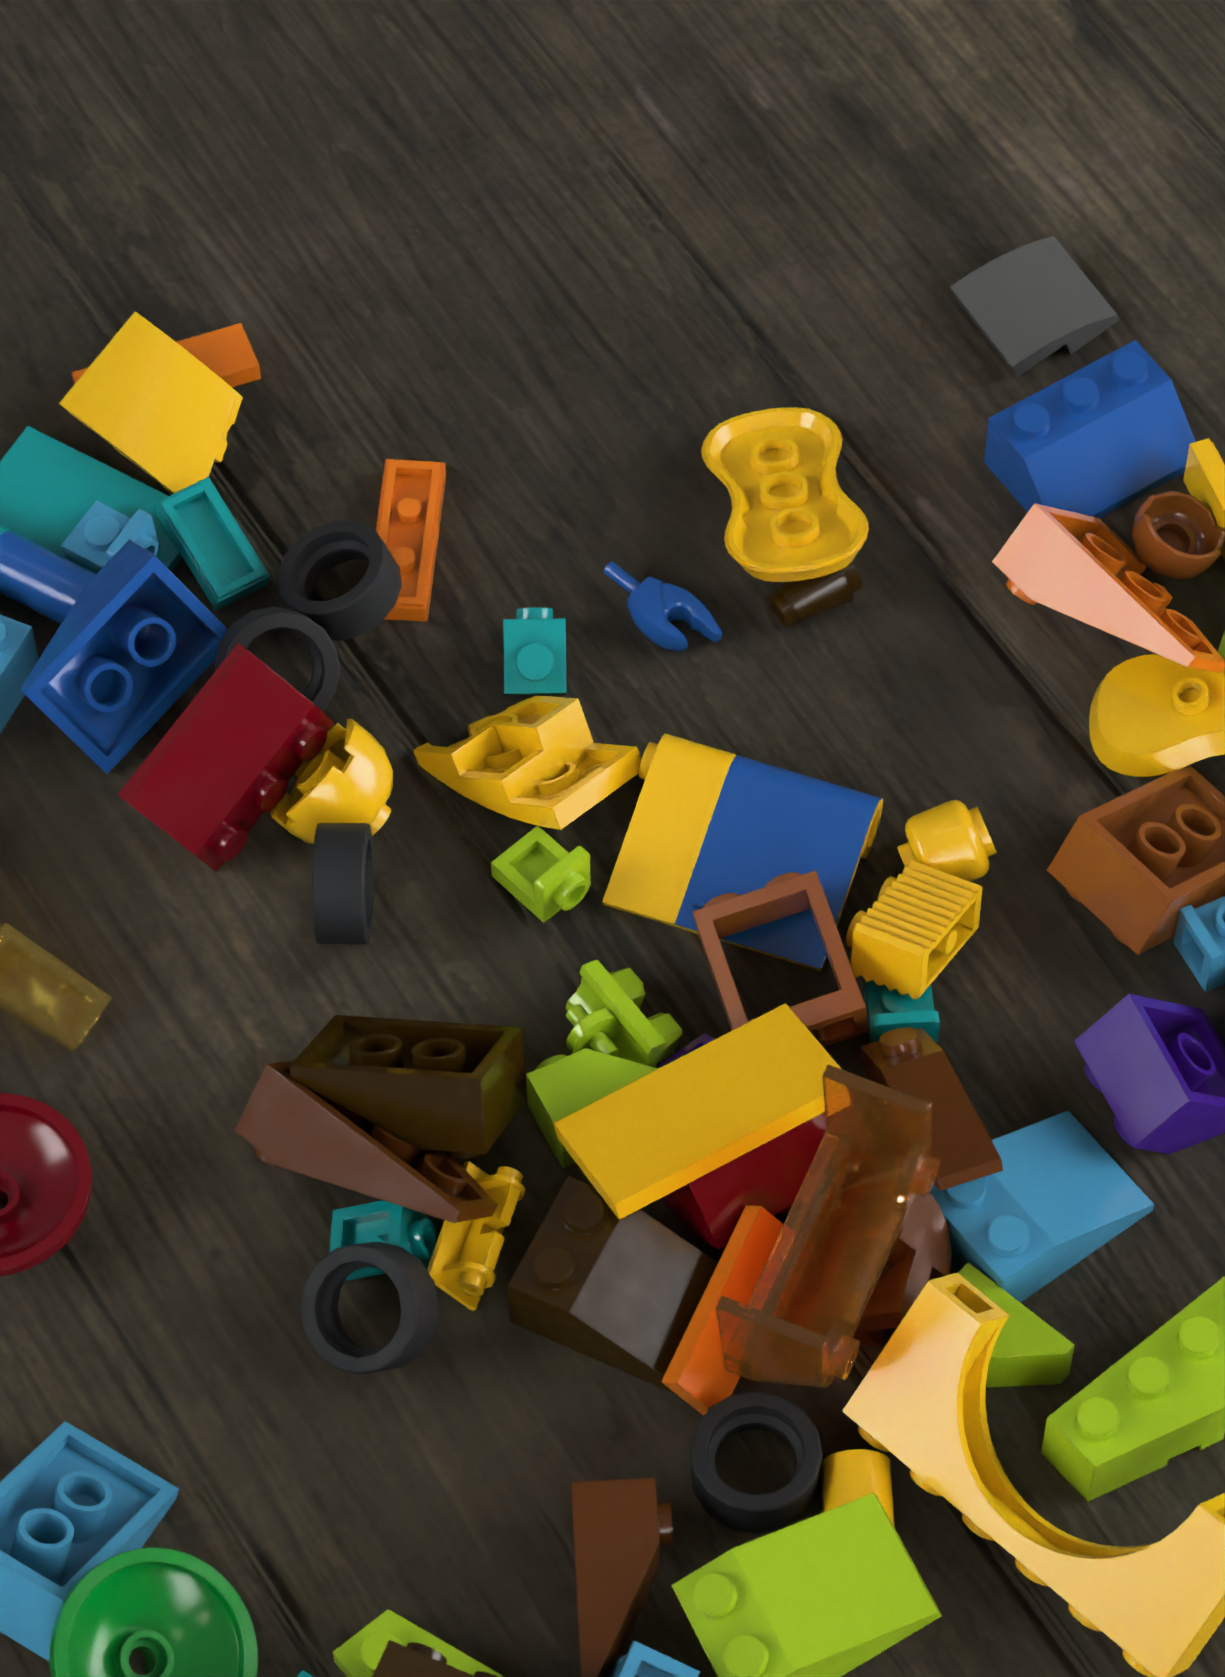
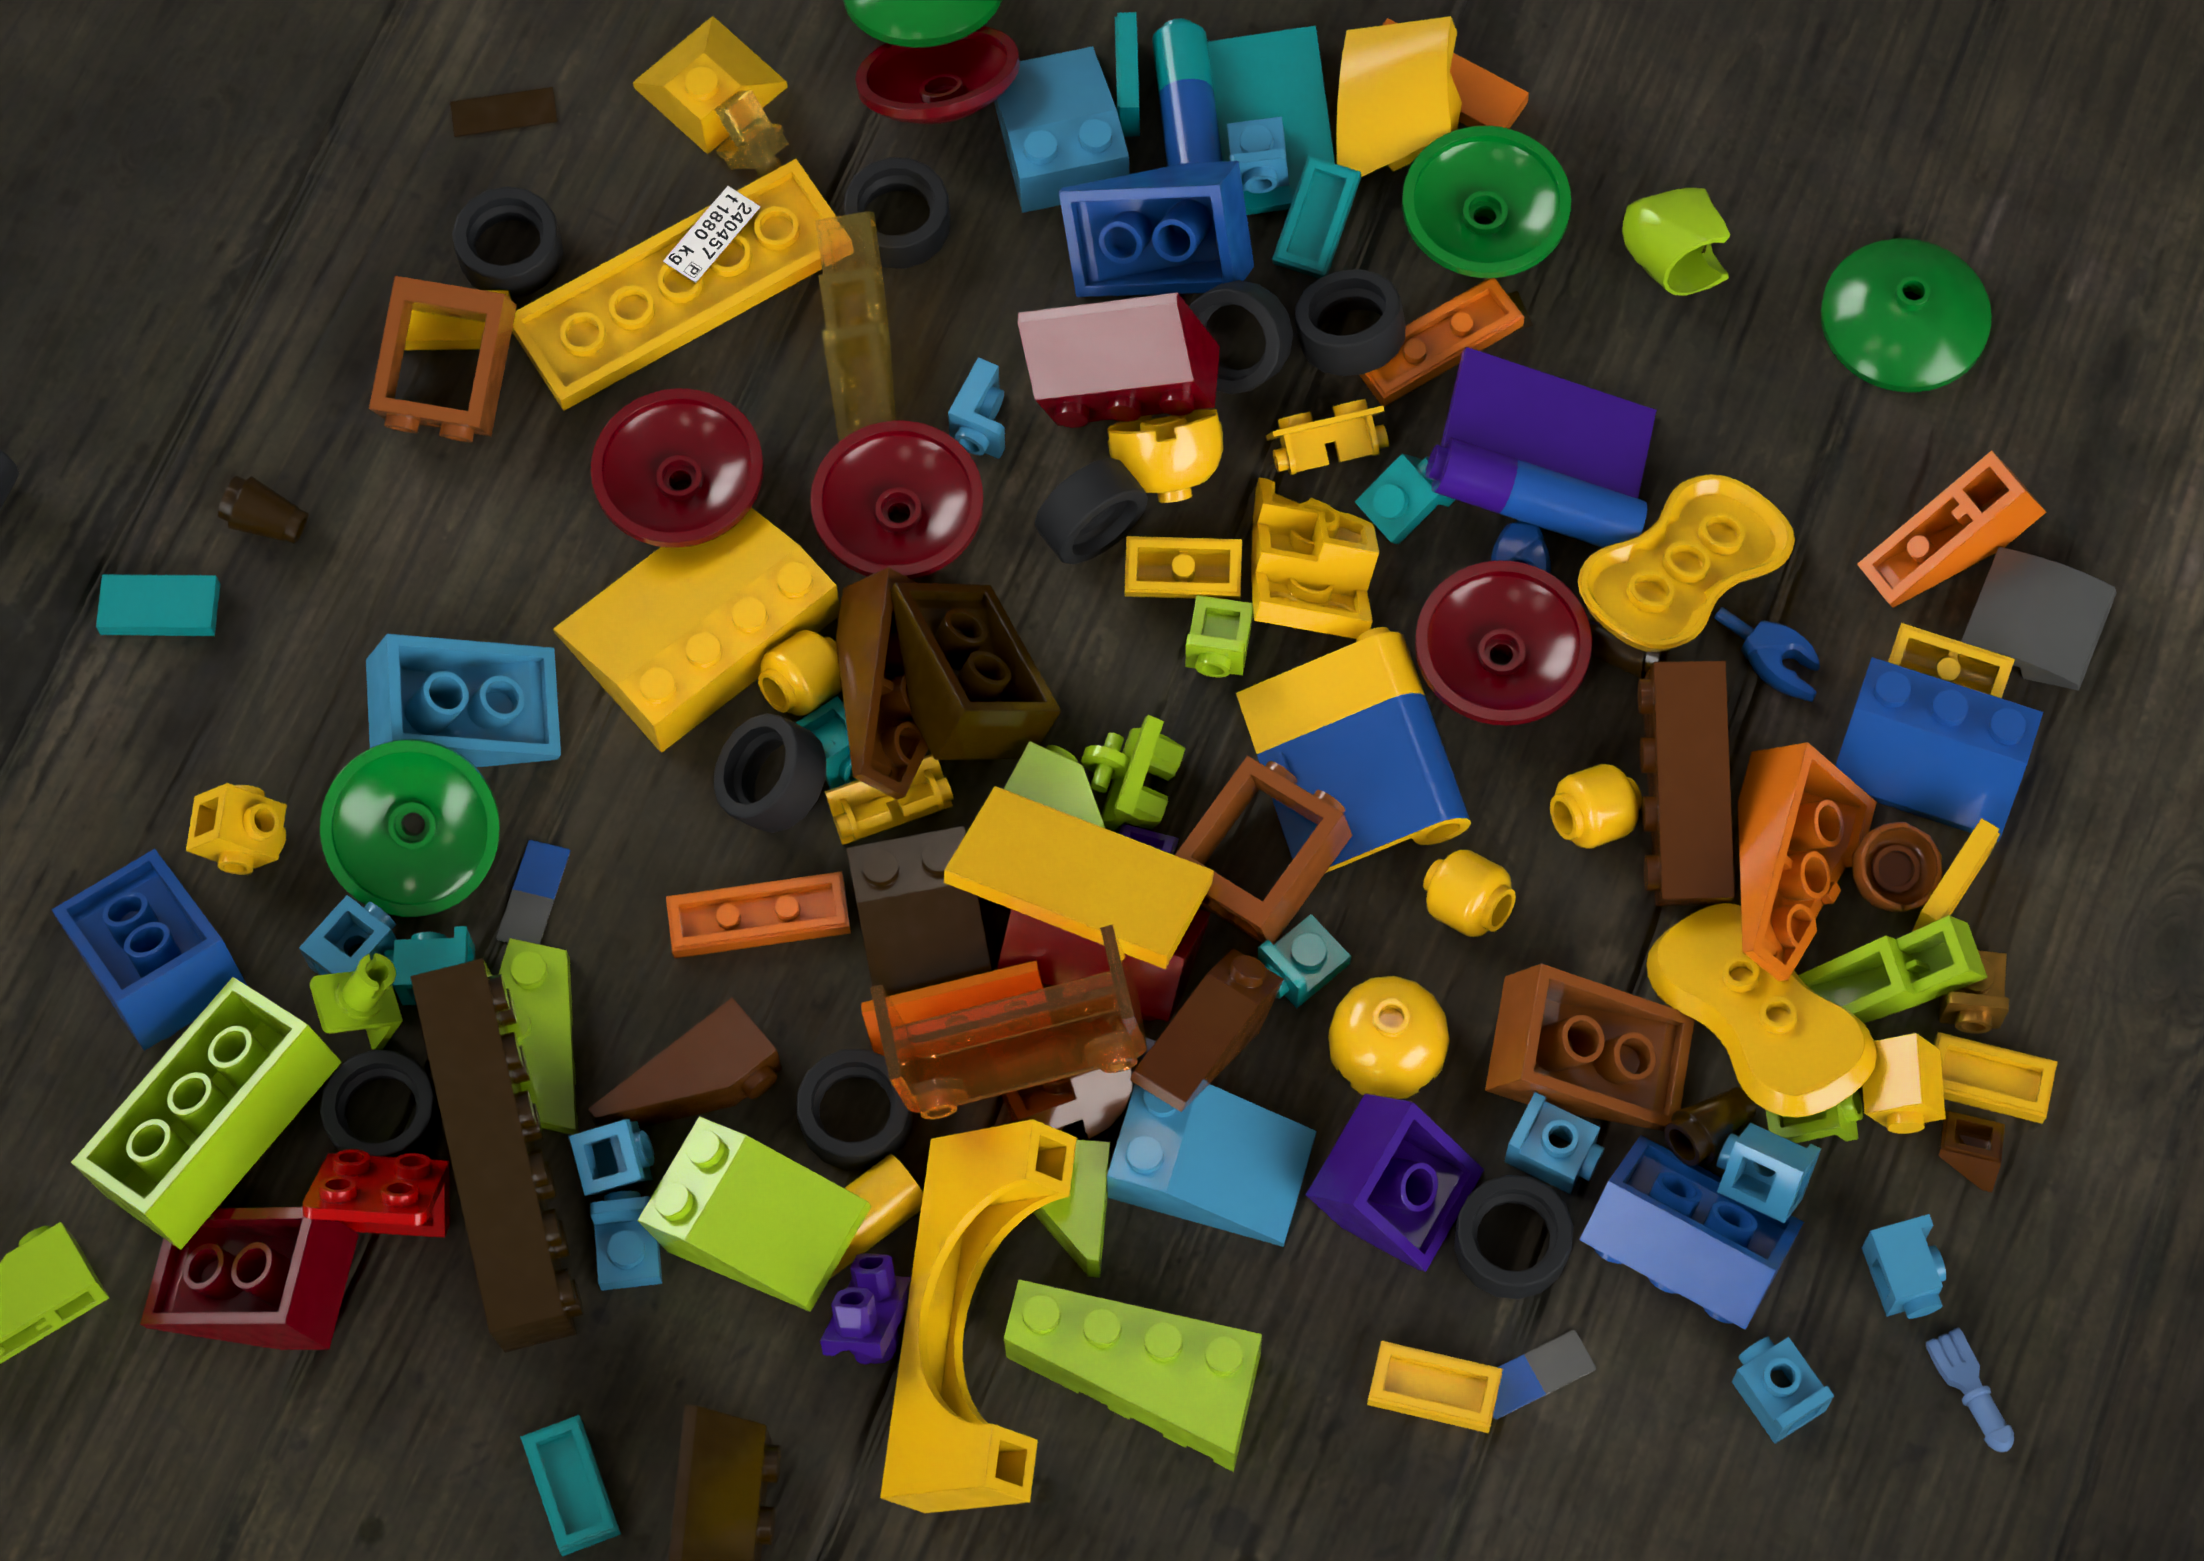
camera: 55 degrees right, 10 degrees up
(153, 1281) = (696, 622): none -> yellow slope
(156, 924) = (975, 410): none -> dark azure bracket
(186, 998) = (893, 471): none -> dark red dish
(286, 1222) = (800, 673): none -> yellow head
(296, 1607) = (533, 892): none -> sticker
(319, 388) = (1490, 176): none -> green dish
(434, 651) = (1305, 440): none -> yellow hinge
(452, 858) = (1183, 567): none -> yellow brick
(475, 305) = (1673, 239): none -> lime piece
(487, 1424) = (758, 914): none -> orange tile
(590, 525) = (1543, 451): none -> dark purple door
(682, 216) = (1903, 340): none -> green dish
(747, 639) = (1508, 612): none -> dark red dish
(901, 498) = (1768, 647): none -> blue hand
(912, 303) = (1953, 531): none -> orange slope
(913, 928) = (1369, 917): yellow brick -> none
(945, 703) = (1596, 806): none -> yellow head
(971, 1571) = (868, 1311): none -> dark purple hips
(981, 620) = (1687, 783): none -> reddish brown wedge
(1020, 380) = (1951, 660): none -> yellow brick
(1027, 995) = (1389, 1037): none -> yellow cylinder

